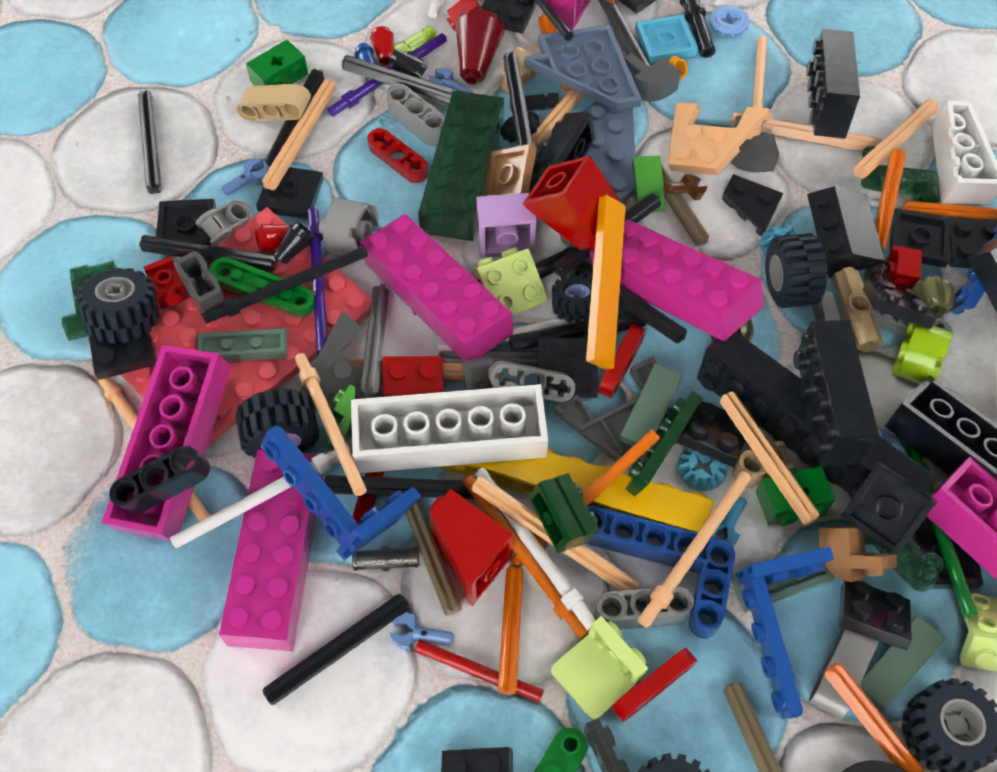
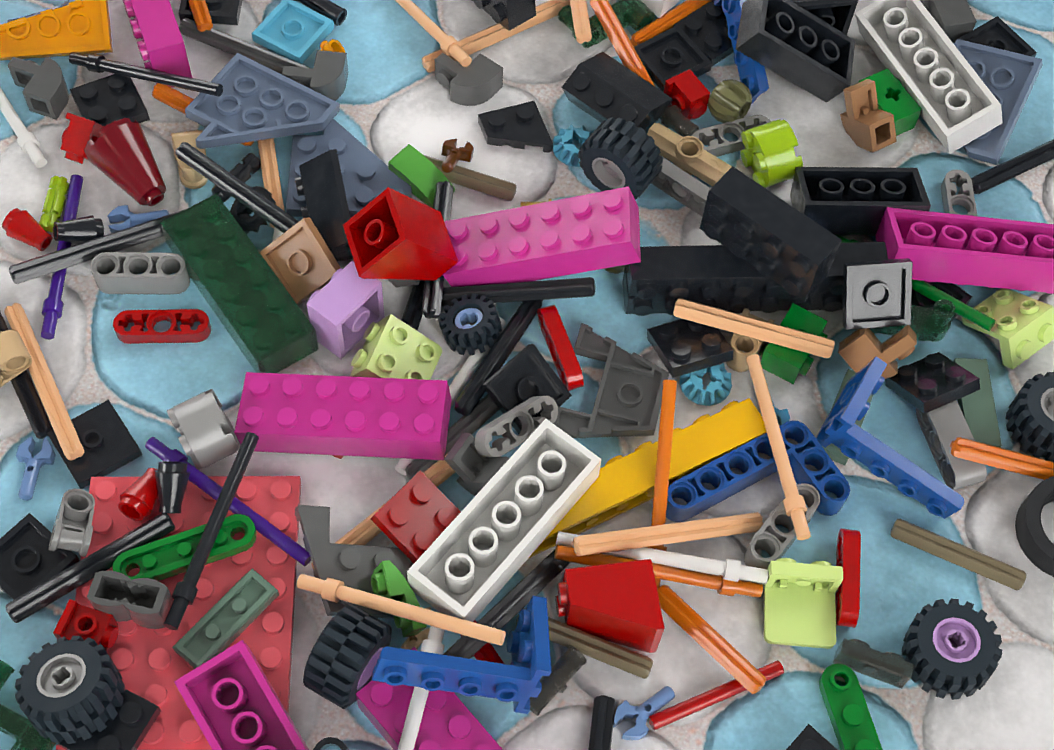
camera: 50 degrees left, 0 degrees up
(364, 52) = (16, 252): blue pin -> none
(374, 341) = (343, 508): dark grey axle -> none
(563, 512) = (666, 507): dark green brick -> none
(606, 283) = (496, 289): light orange tile -> none
(651, 404) = (627, 366): sand green tile -> none
(668, 432) = (666, 366): dark green plate -> none
(709, 148) = (436, 107): light nougat wing -> none
(900, 304) = (723, 125): black plate -> none

